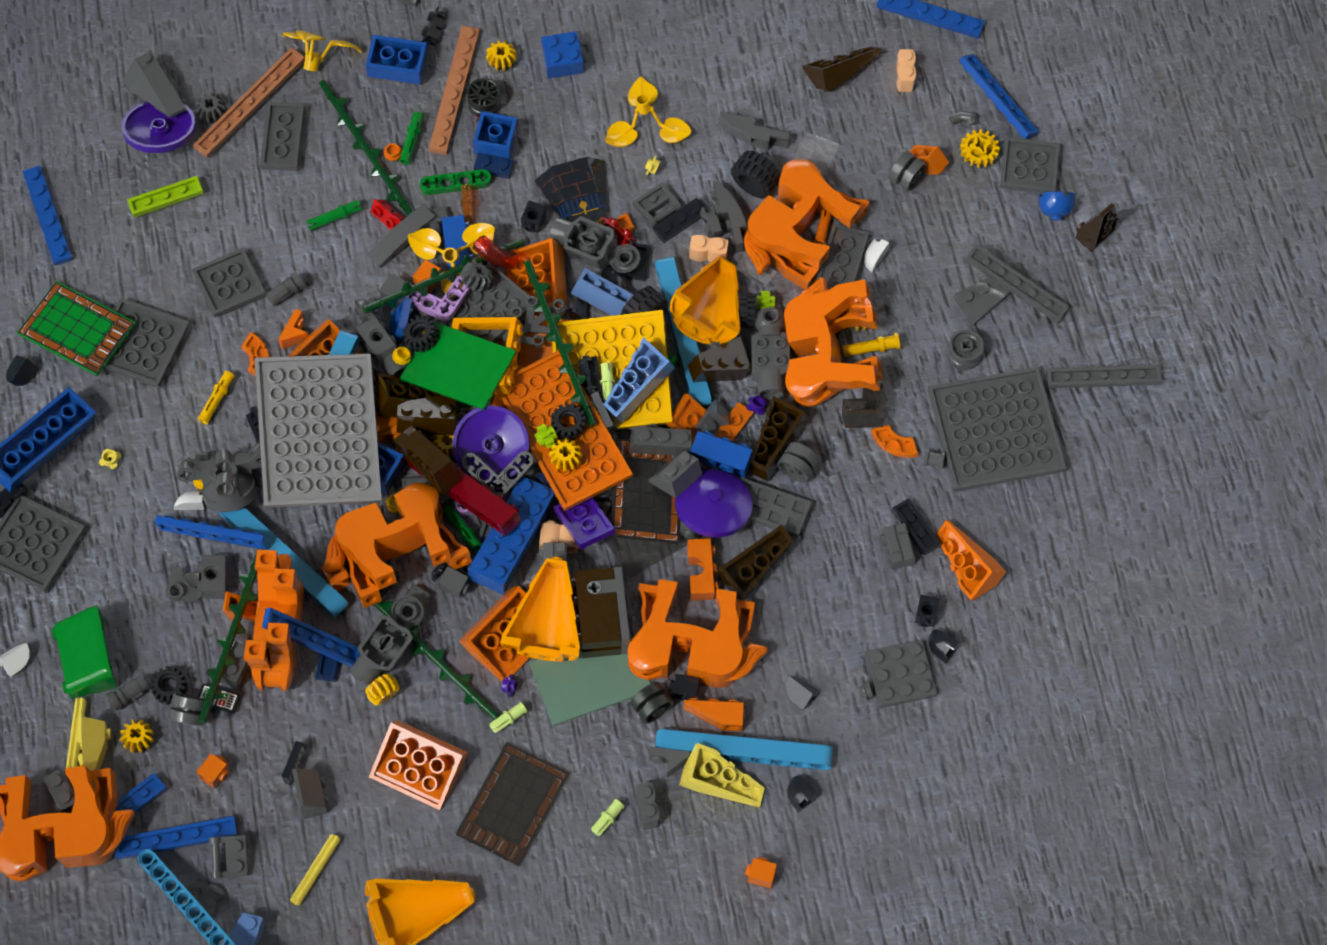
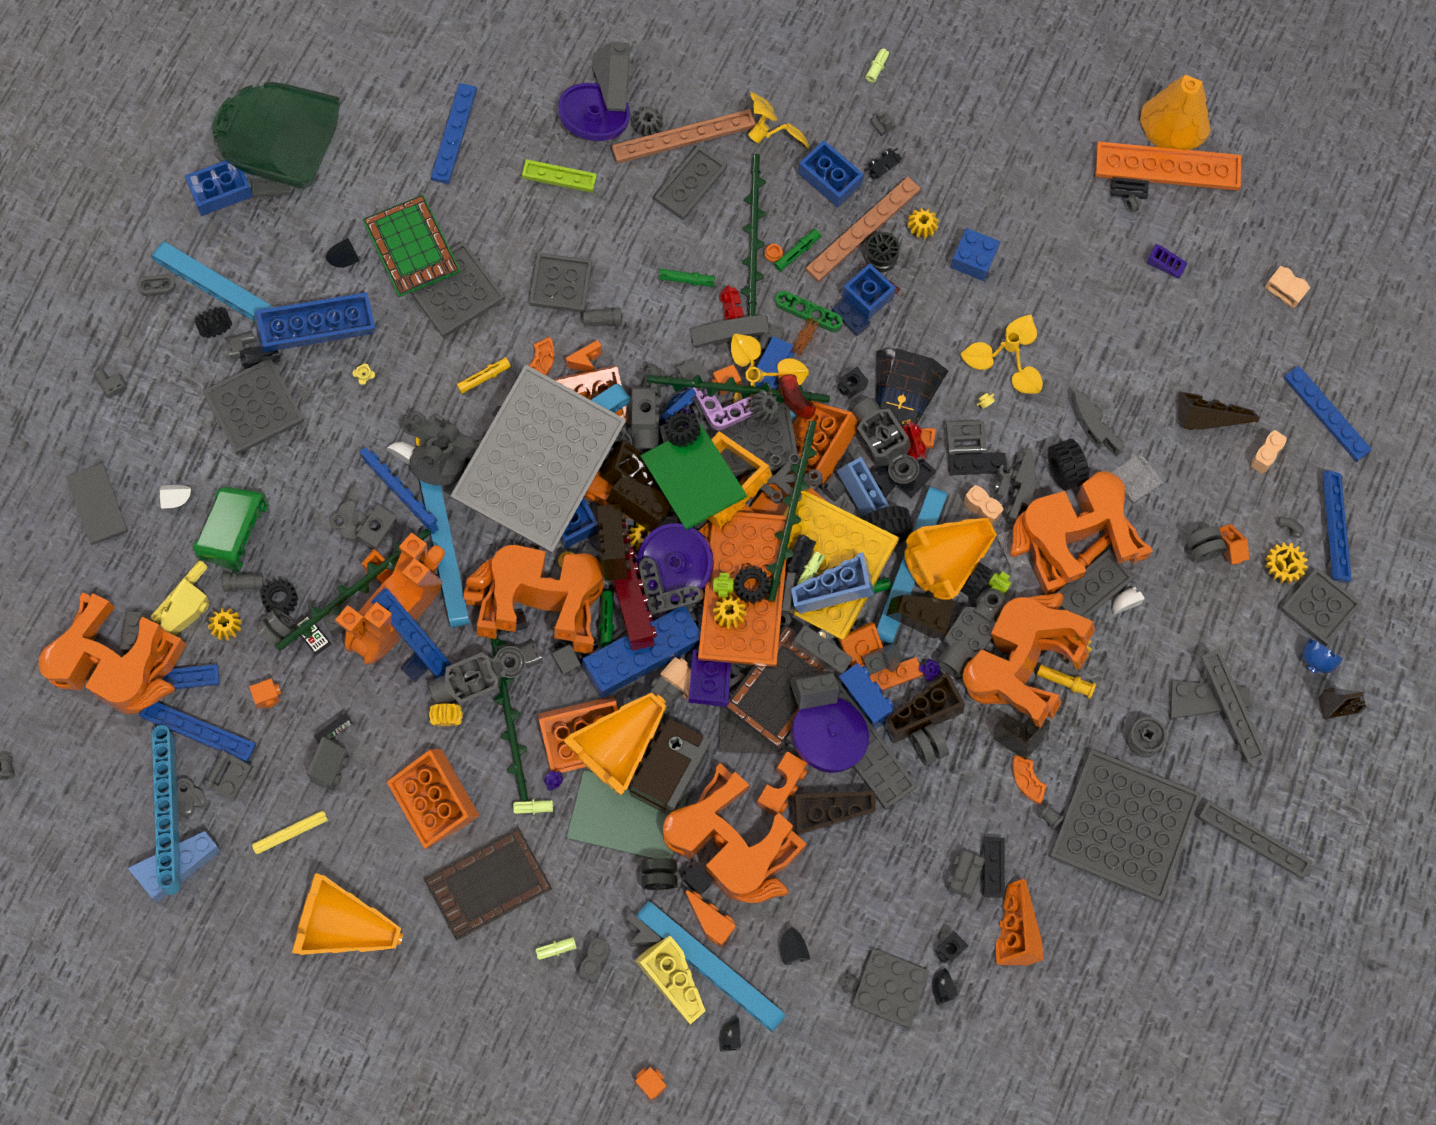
camera: 30 degrees right, 5 degrees up
(401, 356) = (653, 437): yellow plate -> none

